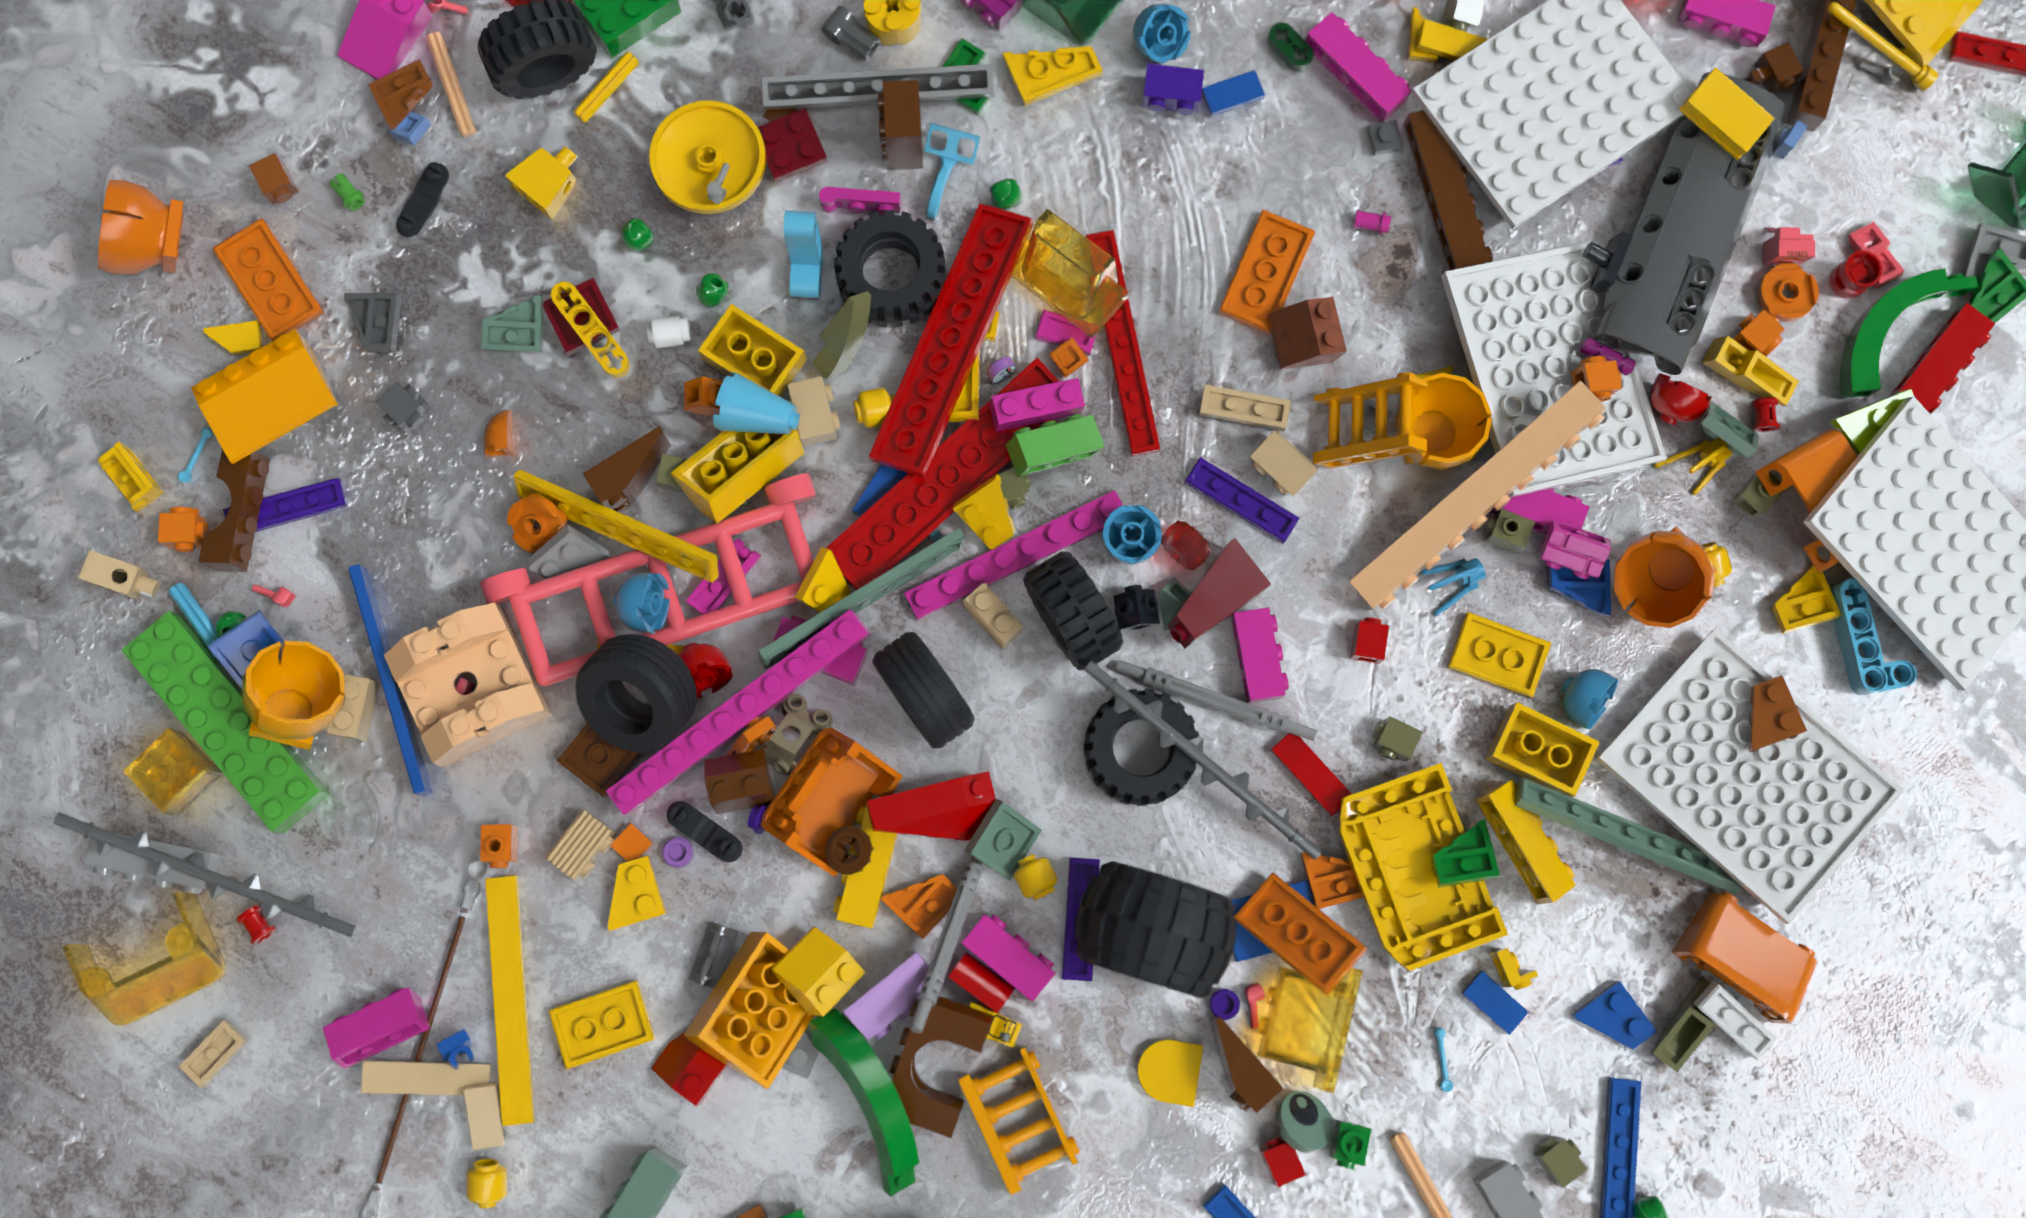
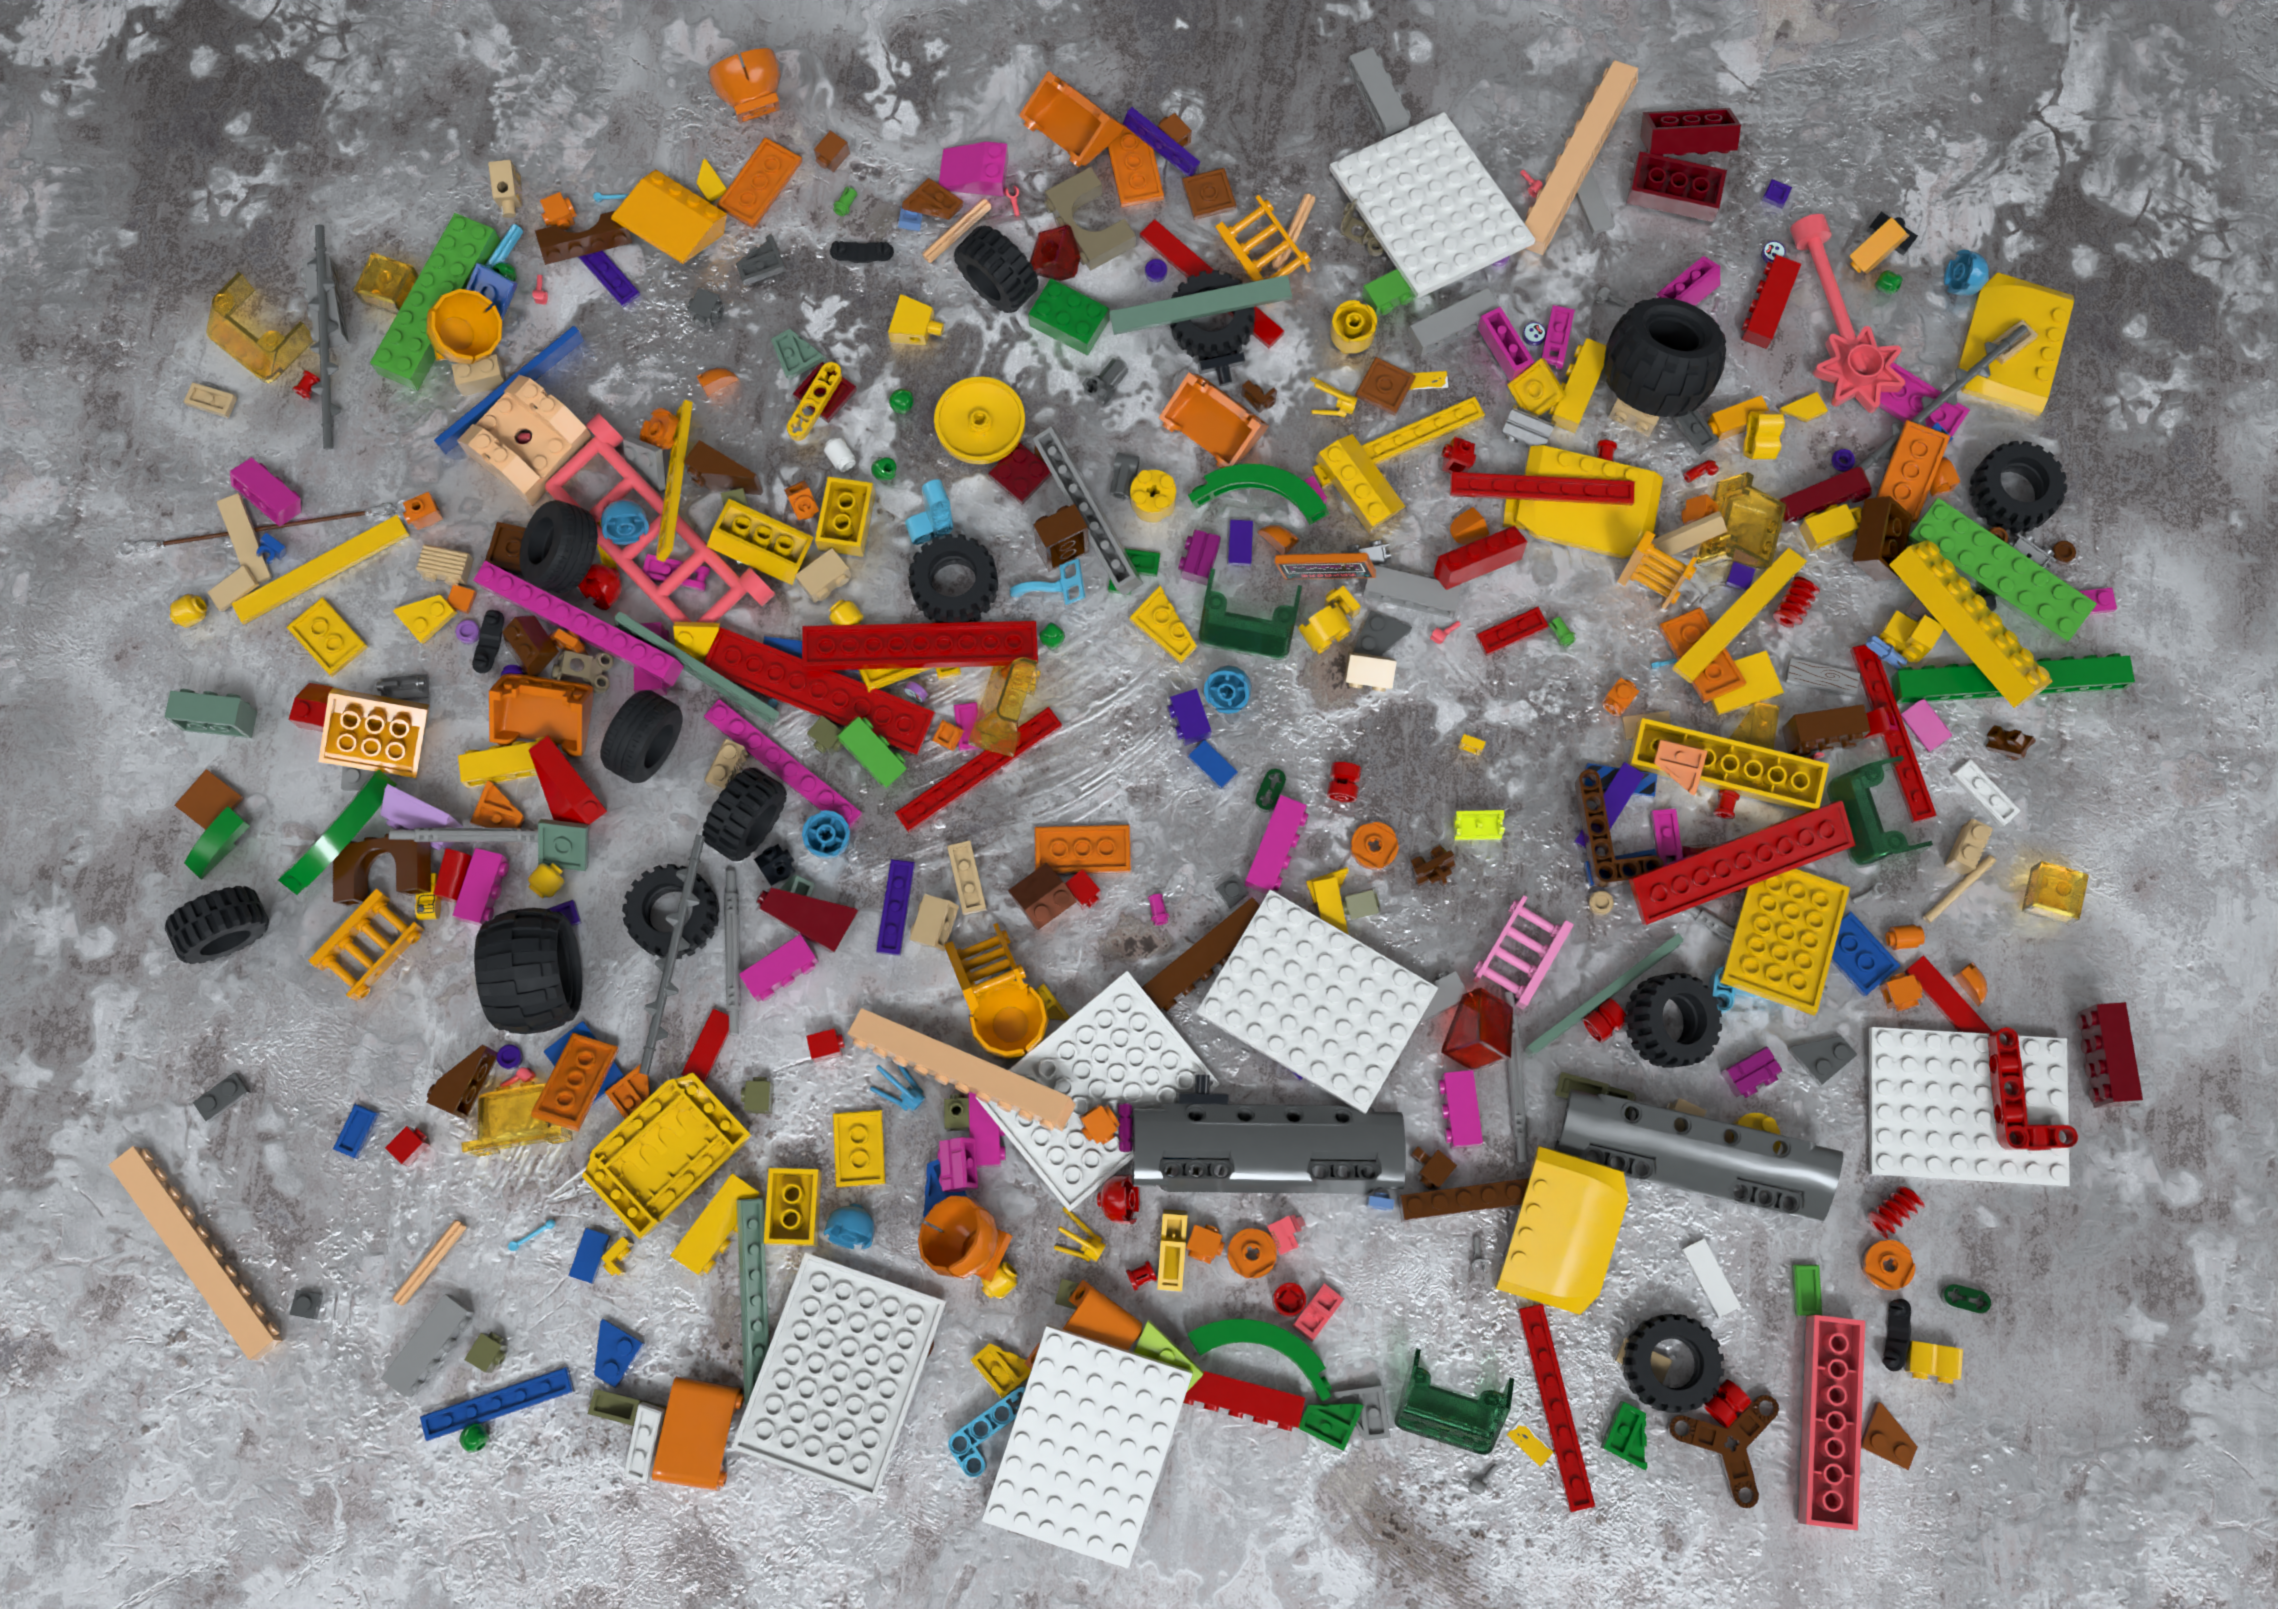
camera: 70 degrees right, 5 degrees down
(130, 476) = (582, 164): yellow hinge -> none
(606, 86) = (1004, 331): yellow axle -> none
(715, 191) = (952, 435): light grey hand -> none
(753, 408) = (798, 529): medium azure cone -> none
(817, 972) = (414, 758): yellow slope -> none
(837, 856) = (503, 735): reddish brown gear -> none
(844, 336) = (883, 569): olive slope -> none
(859, 200) = (997, 537): dark pink plate -> none
(987, 513) = (798, 727): yellow wing -> none
(1037, 404) = (893, 724): dark pink brick -> none
(1171, 1071) = (444, 1039): yellow tile -> none
(1185, 545) = (838, 878): clear red gear -> none
(1304, 1122) = (440, 1148): sand green tile -> none
(1316, 285) = (1084, 890): none -> red brick
(1350, 1144) = (438, 1188): green brick -> none
(1466, 858) = (684, 1183): green wing -> none
(1721, 424) = (1111, 1248): sand green plate -> none
(1726, 113) = (1363, 1135): yellow piece -> none
(1773, 714) = (892, 1370): dark orange wing -> none
(1922, 76) = (1487, 1288): yellow piece -> none

